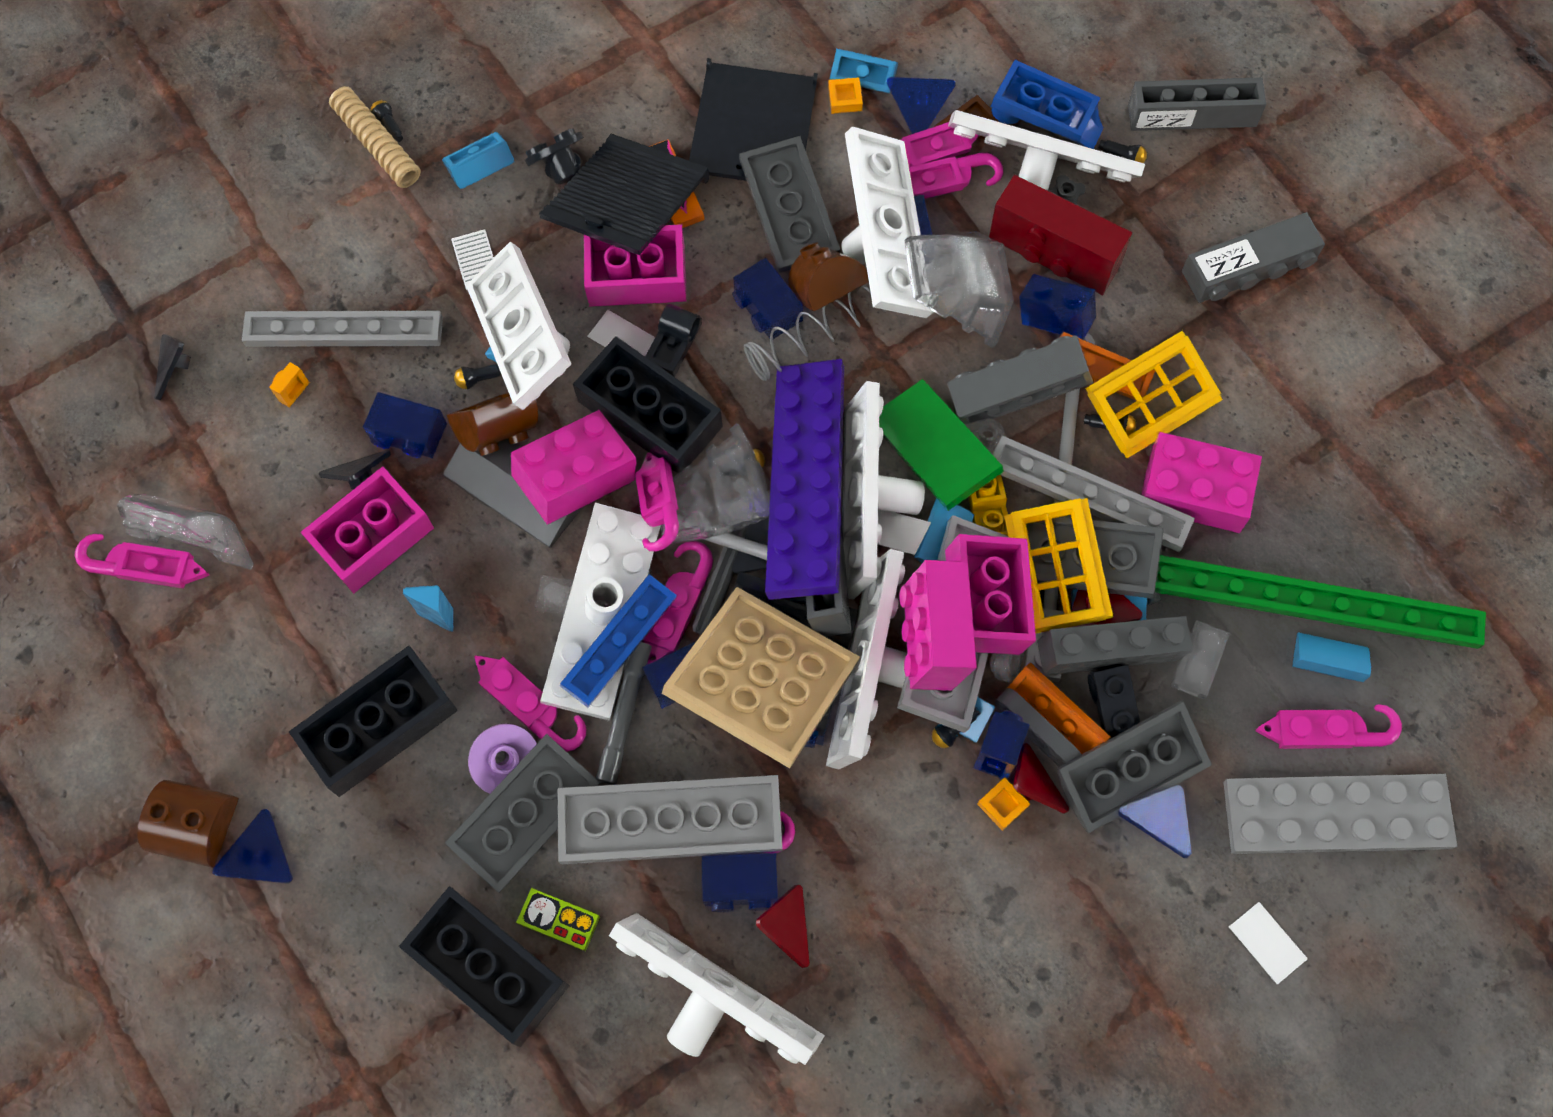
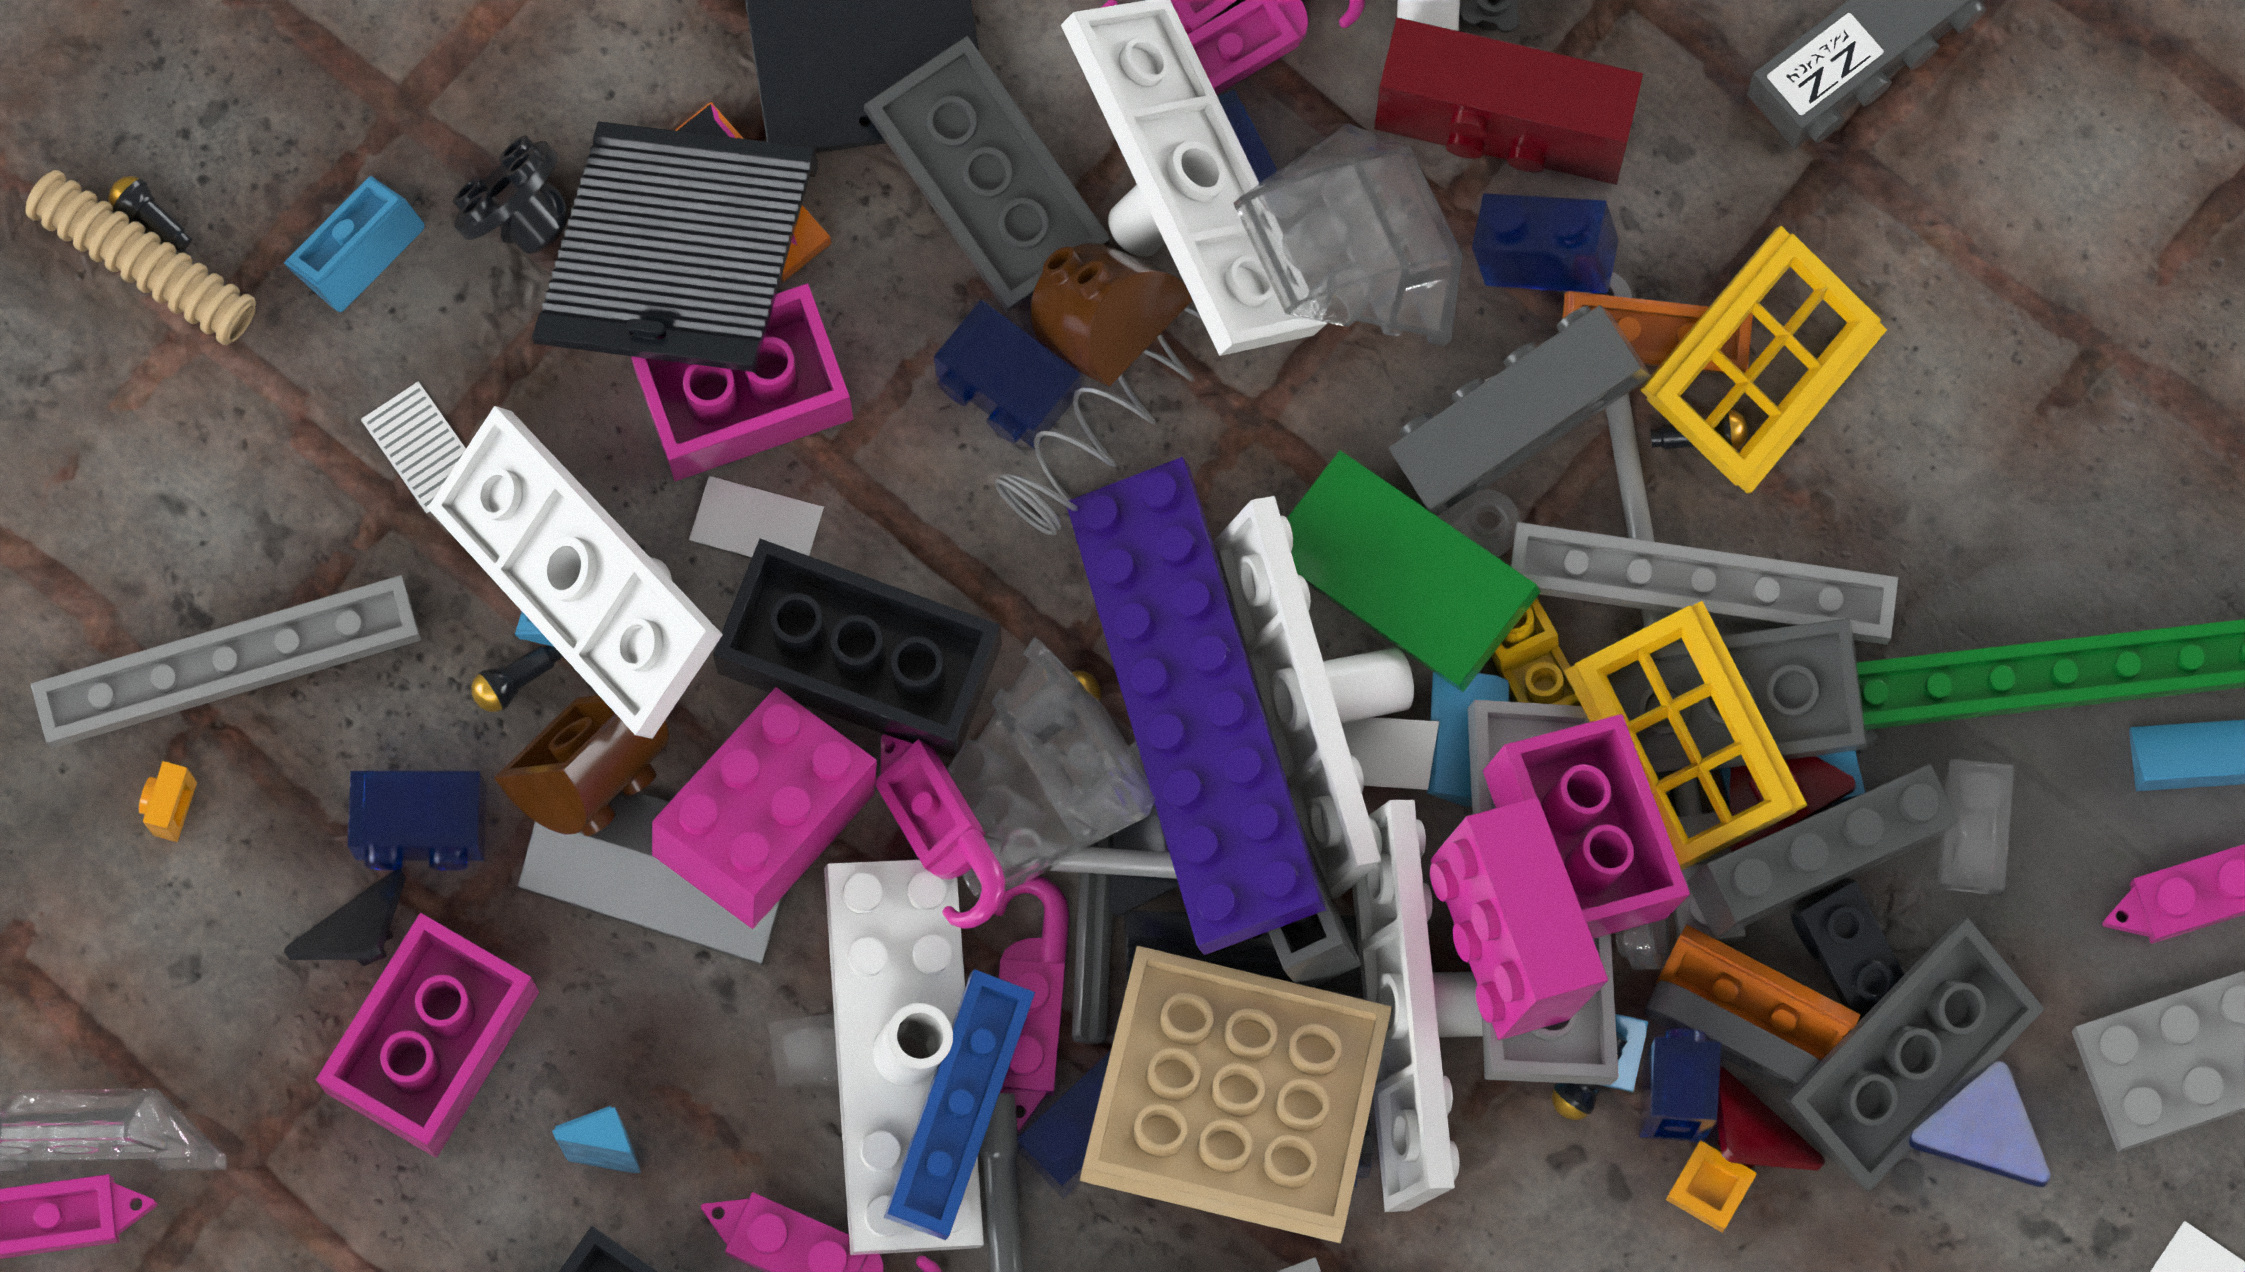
camera: 20 degrees left, 5 degrees up
(674, 337) = (857, 506): black plate -> none
(1202, 480) = (1891, 502): dark pink brick -> none

